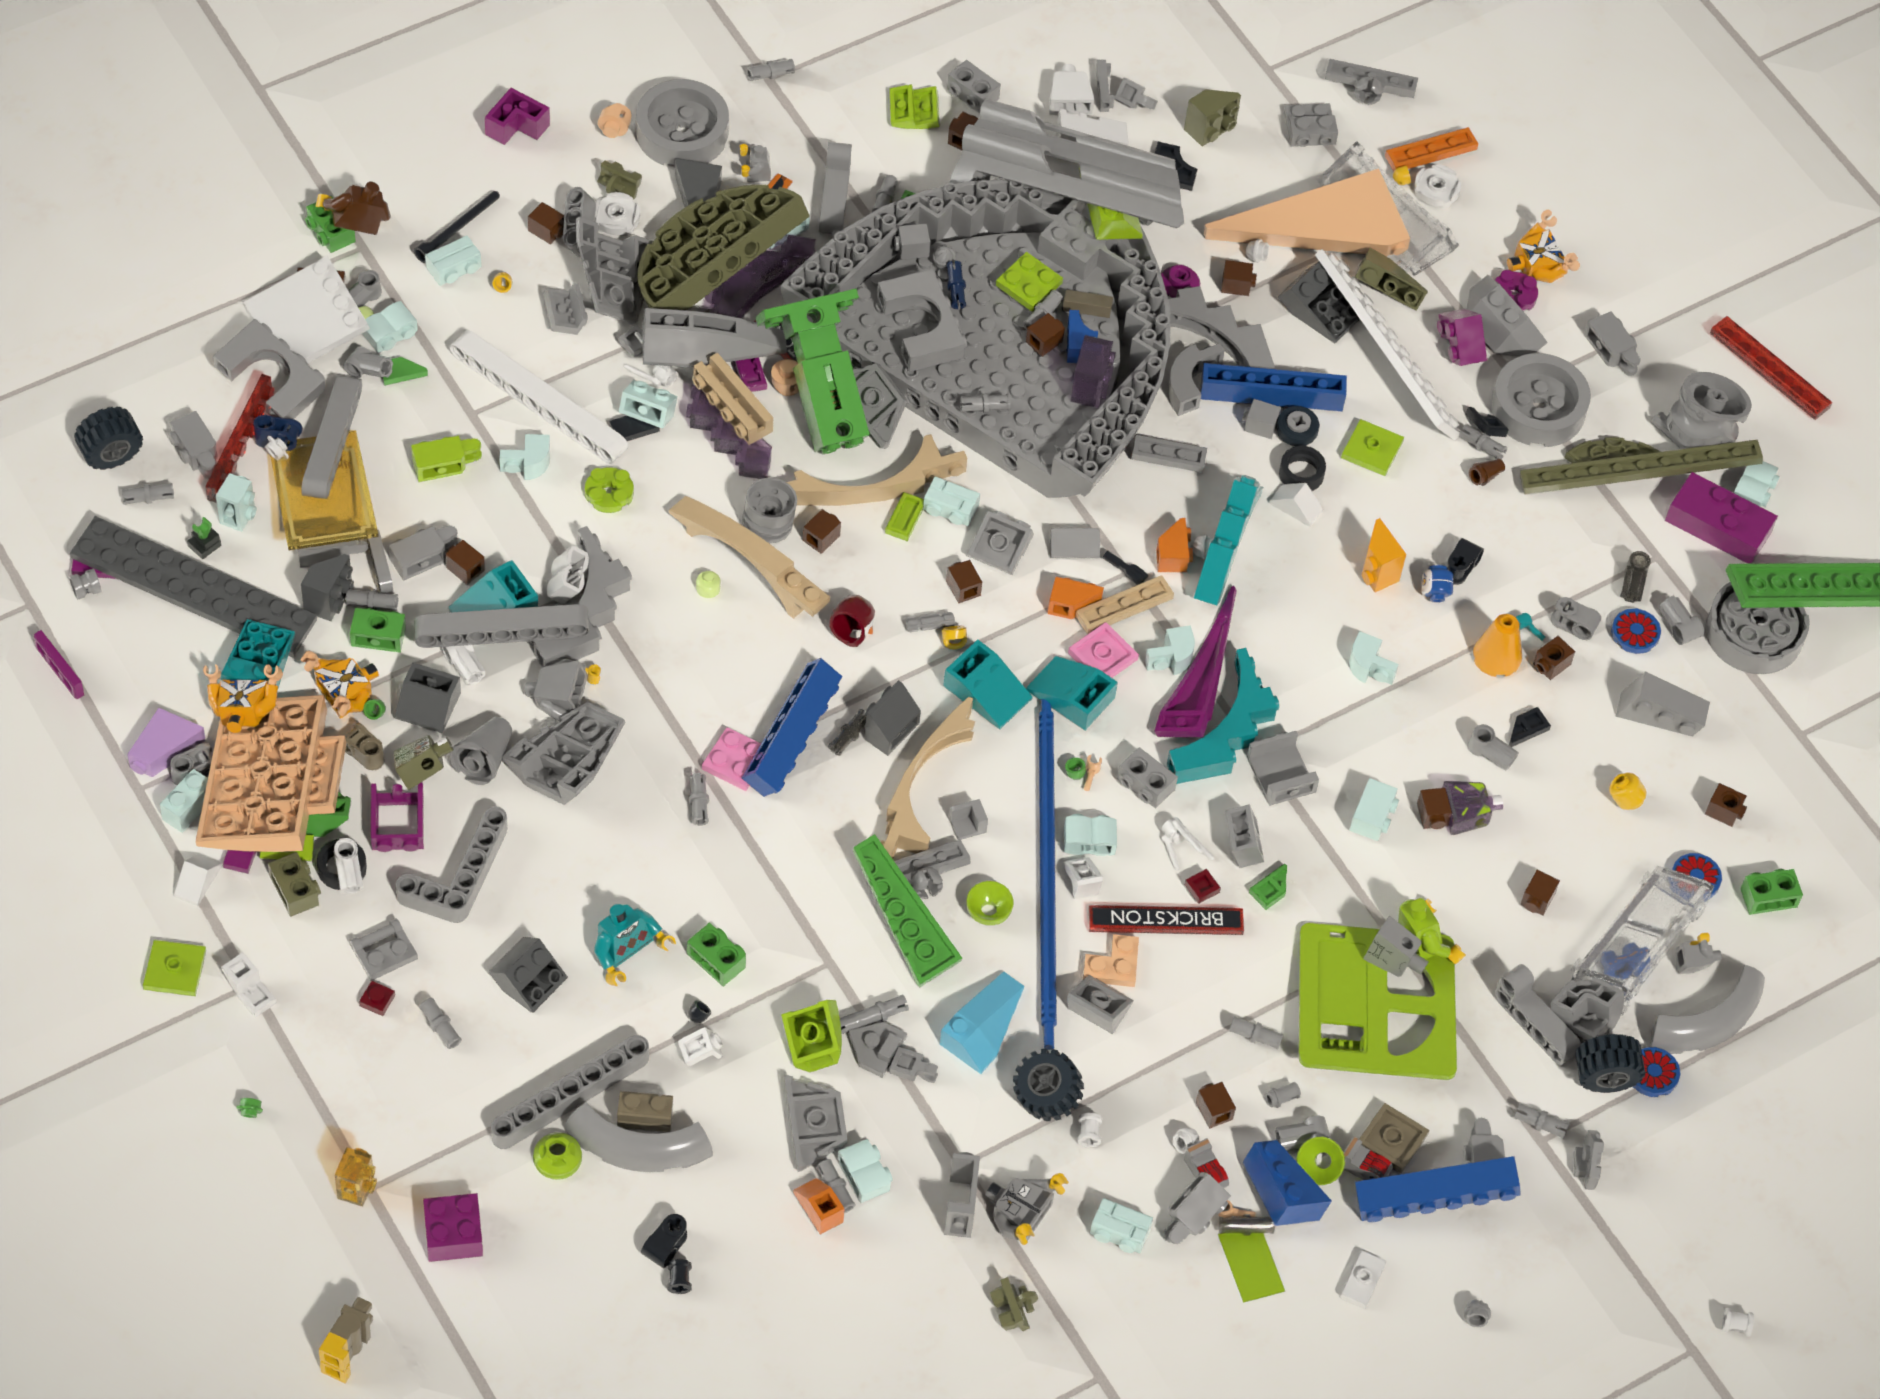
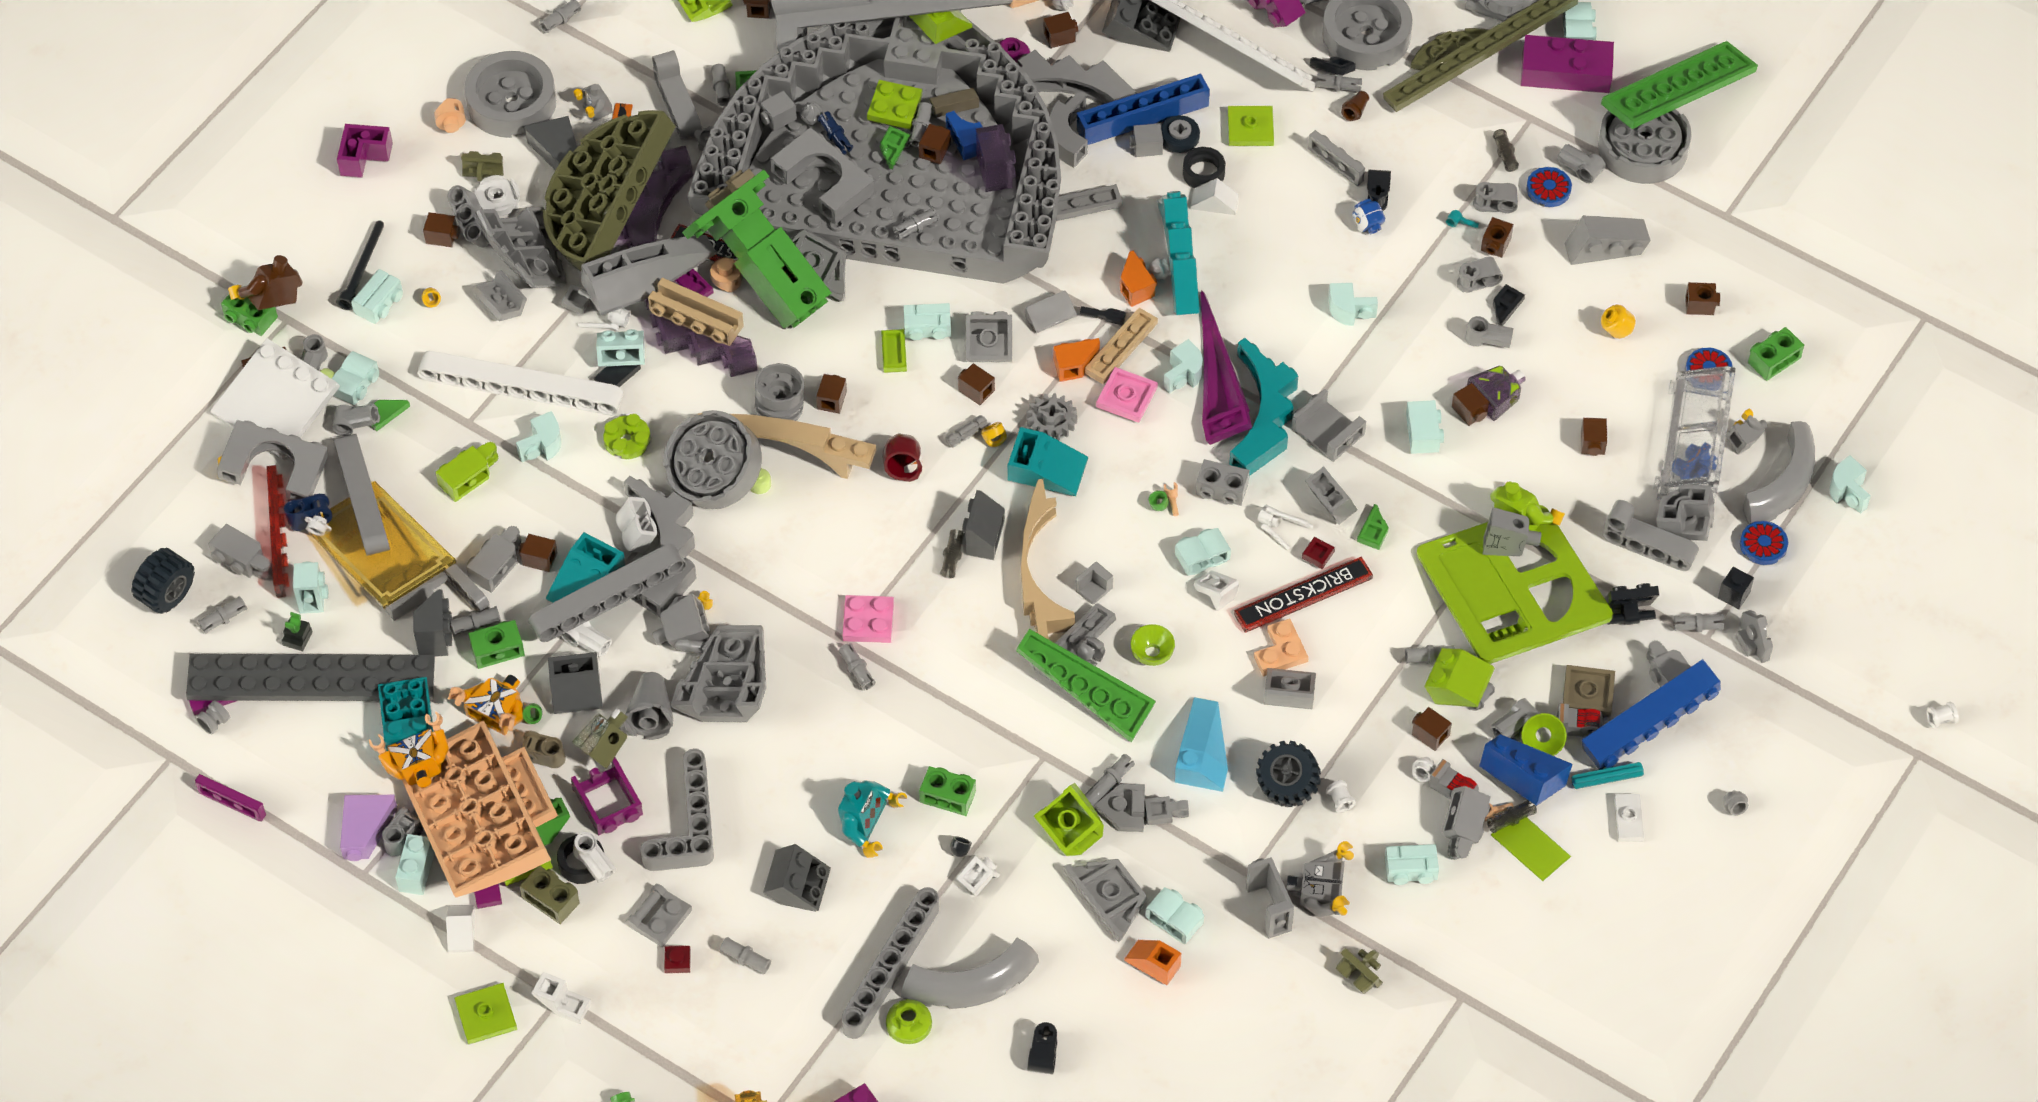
camera: 20 degrees left, 0 degrees up
(645, 1111) = (964, 949): dark tan brick -> none
(679, 1276) = (1071, 1074): black bush -> none
(682, 562) = (726, 477): none -> light grey brick
(792, 727) = (903, 571): blue brick -> none
(826, 288) = (733, 184): none -> dark tan plate
(838, 1184) = (1150, 933): light grey pin -> none
(910, 480) = (889, 302): tan slope -> none
(1006, 319) = (893, 145): none -> bright green tile
(1018, 643) = (1052, 416): none -> light grey gear
(1047, 874) = (1182, 596): blue axle -> none
(1074, 690) = (1120, 435): teal slope -> none
(1267, 1067) = (1458, 678): none -> lime slope
(1365, 1228) = (1607, 775): none -> teal axle
(1383, 559) = (1313, 214): light orange slope -> none
(1438, 513) = (1336, 157): none -> light grey plate
(1481, 1069) = (1629, 600): none -> black plate
(1499, 647) = (1449, 246): light orange cone -> none
(1517, 686) = (1482, 274): none -> light grey piece
(1597, 1103) = (1735, 587): none -> black brick
(1610, 1063) = (1730, 546): black wheel -> none
(1612, 576) = (1505, 150): none -> clear smoke pin
(1635, 577) = (1524, 141): clear smoke piece -> none
(1769, 1049) = (1846, 484): none -> light aqua brick

